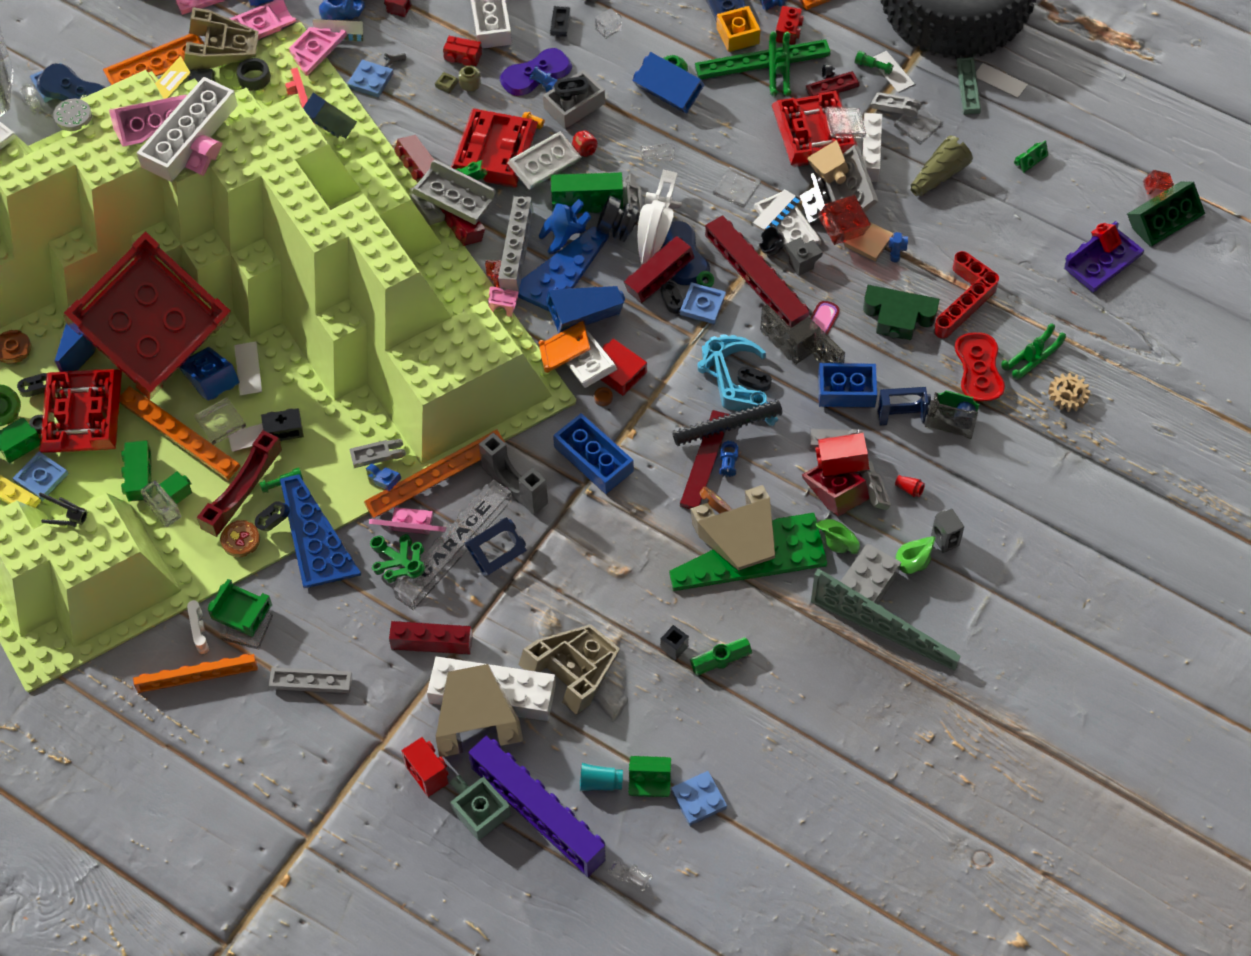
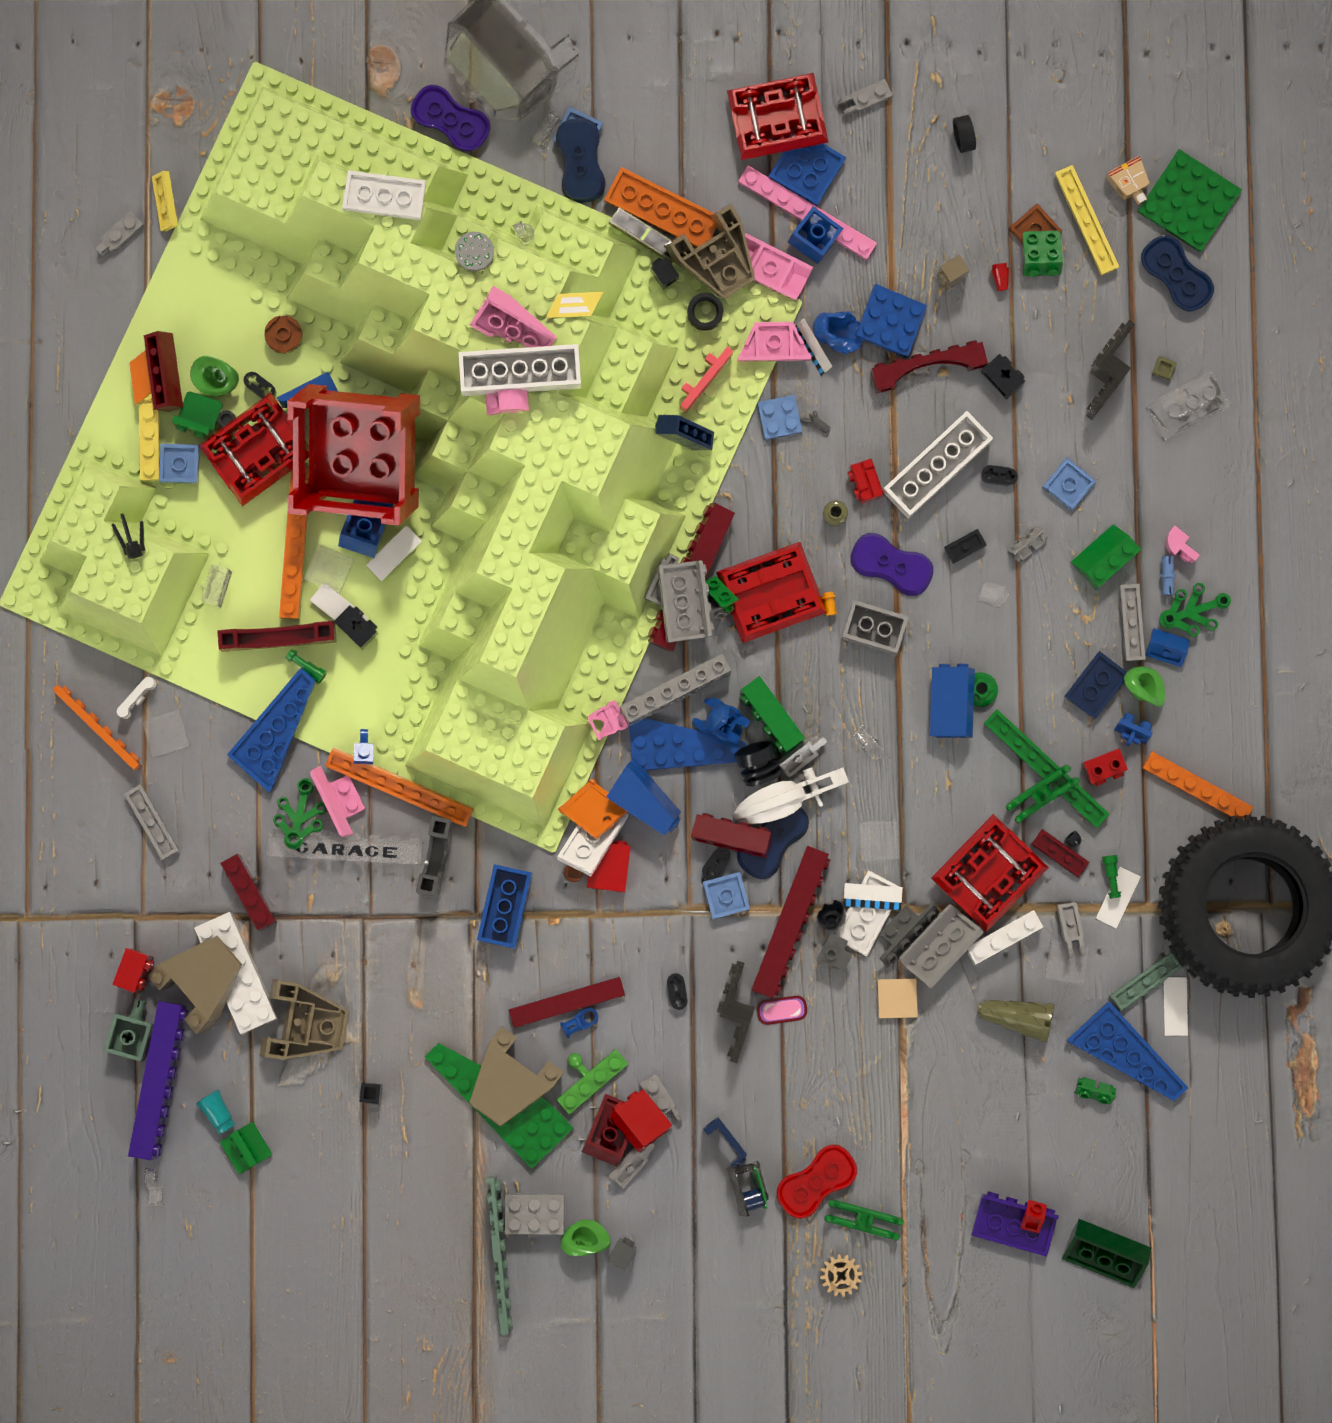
camera: 55 degrees right, 25 degrees up
(136, 469) = (235, 539): green brick -> none
(177, 487) = (240, 585): green brick -> none
(239, 608) = (172, 720): green panel -> none
(240, 538) = (232, 672): tile -> none
(271, 515) = (267, 682): black beam -> none
(376, 452) = (382, 723): light grey hinge -> none
(446, 82) = (822, 491): olive tile -> none
(473, 546) = (379, 885): dark blue panel -> none
(493, 270) = (633, 693): clear red bracket -> none
(543, 78) = (882, 582): blue connector -> none
(544, 160) = (785, 650): white tile -> none
(571, 86) = (876, 622): black plate -> none
(584, 143) = (832, 671): red head -> none
(698, 798) = (253, 1198): medium blue plate -> none
(710, 279) = (749, 884): green plate -> none
(714, 500) = (524, 1042): dark orange tile -> none
(727, 422) = (608, 1001): black piece -> none
(731, 395) = (651, 998): medium azure piece -> none
(731, 651) = (397, 1143): green piece -> none
(738, 29) = (1064, 724): light orange brick -> none
(783, 478) = (591, 1080): none -> bright green plate
(830, 163) = (948, 918): tan torso -> none
(839, 537) = (561, 1163): bright green hat -> none
(844, 219) = (891, 969): clear red brick -> none
(845, 122) = (1005, 902): clear tile -> none
(847, 385) = (717, 1079): blue brick -> none
(896, 244) = (901, 1031): blue plate -> none
(899, 311) = (831, 1075): dark green brick -> none
(910, 485) = (653, 1193): red cone -> none
(983, 286) = (889, 1128): red beam -> none
(1008, 123) = (1118, 1044): none -> blue wing
(1157, 180) = (1141, 1226): clear red bracket -> none

